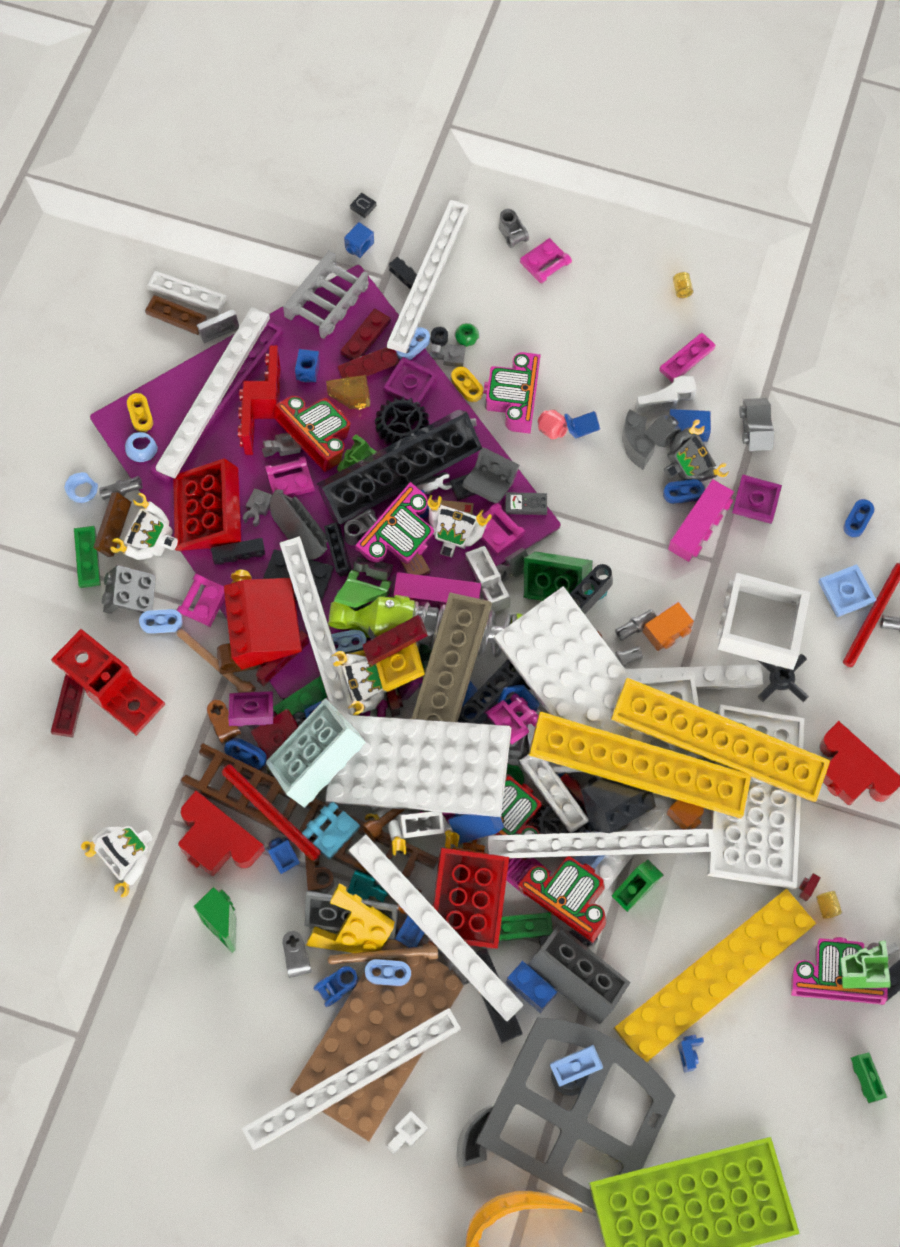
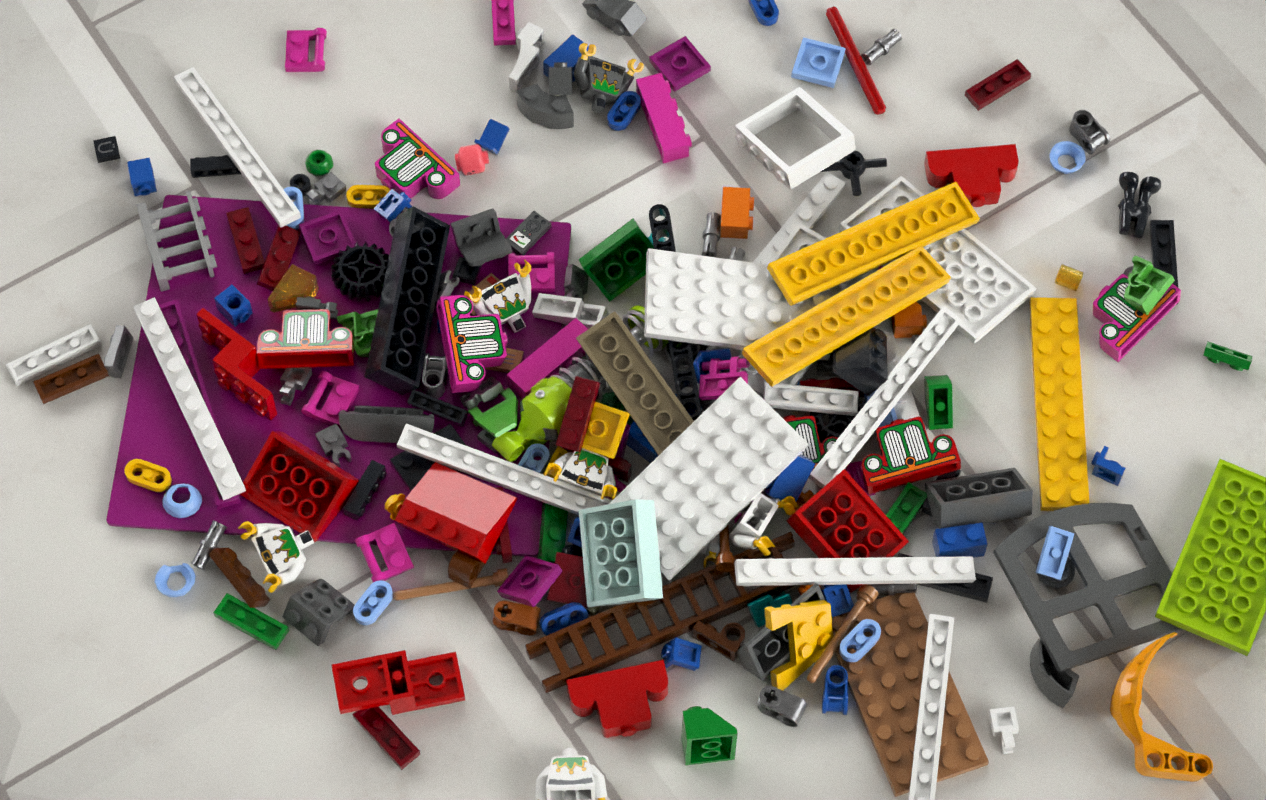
camera: 50 degrees left, 5 degrees down
(271, 813) = (640, 631): red axle -> none
(337, 833) = (704, 592): medium azure plate -> none
(348, 411) = (311, 303): none -> dark grey plate
(471, 402) = (392, 205): none -> blue bracket
(513, 231) = (250, 51): flat silver piece -> none
(808, 886) = (1042, 280): dark red plate -> none

